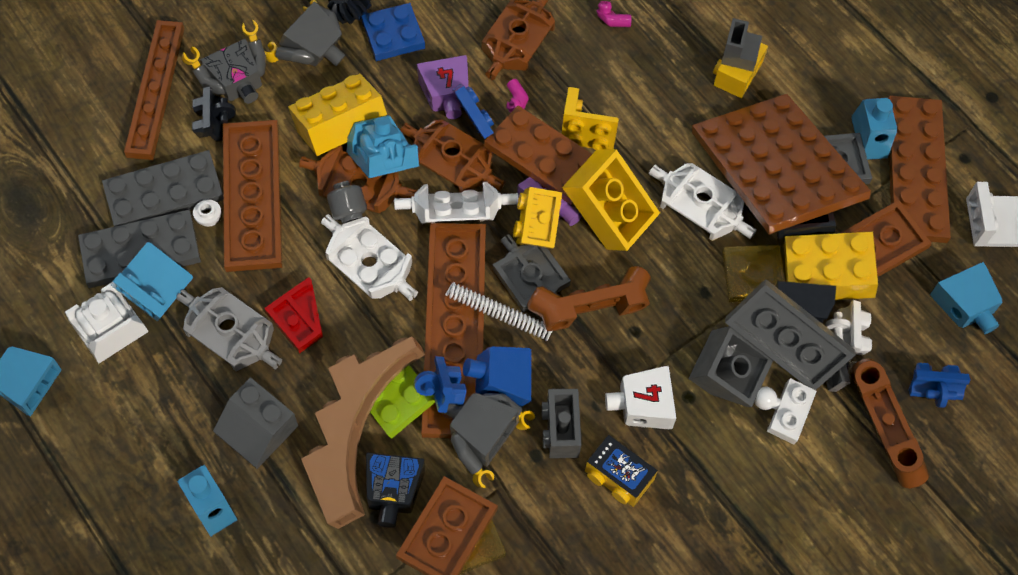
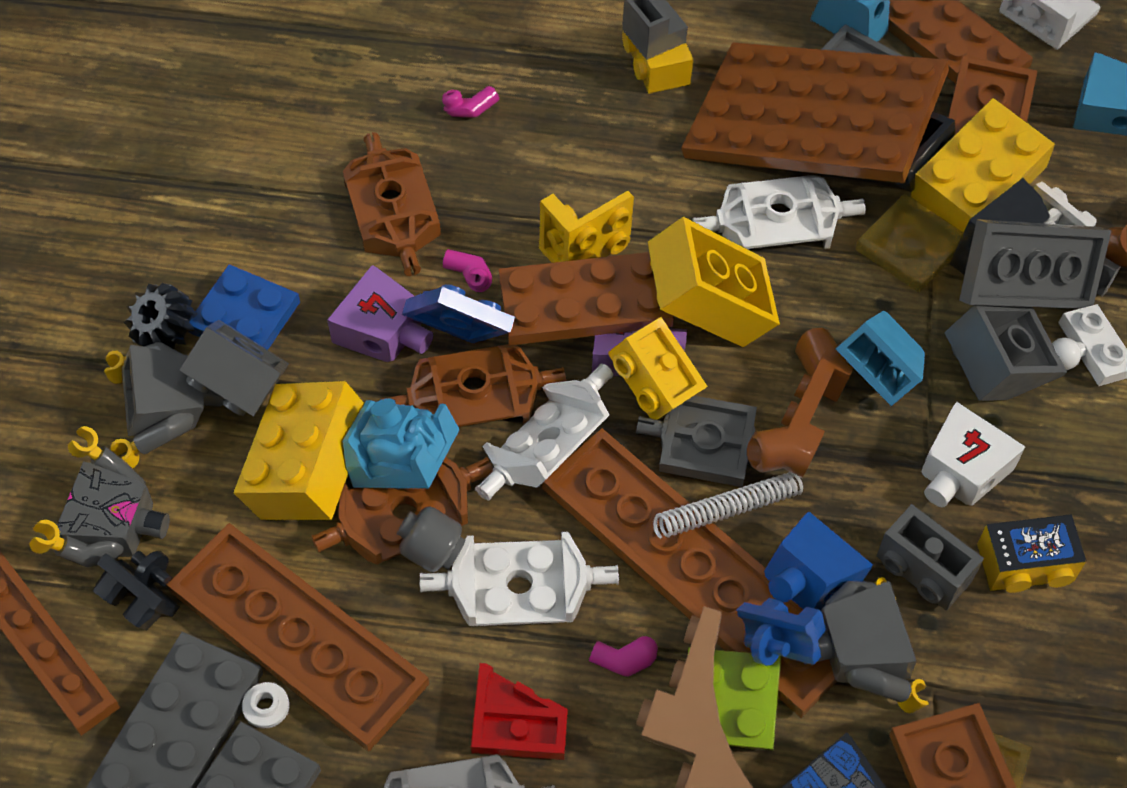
camera: 45 degrees left, 5 degrees down
(351, 49) = (233, 368): none -> dark grey slope
(375, 337) = (628, 659): none -> dark pink arm
(660, 309) = (882, 354): none -> dark azure torso

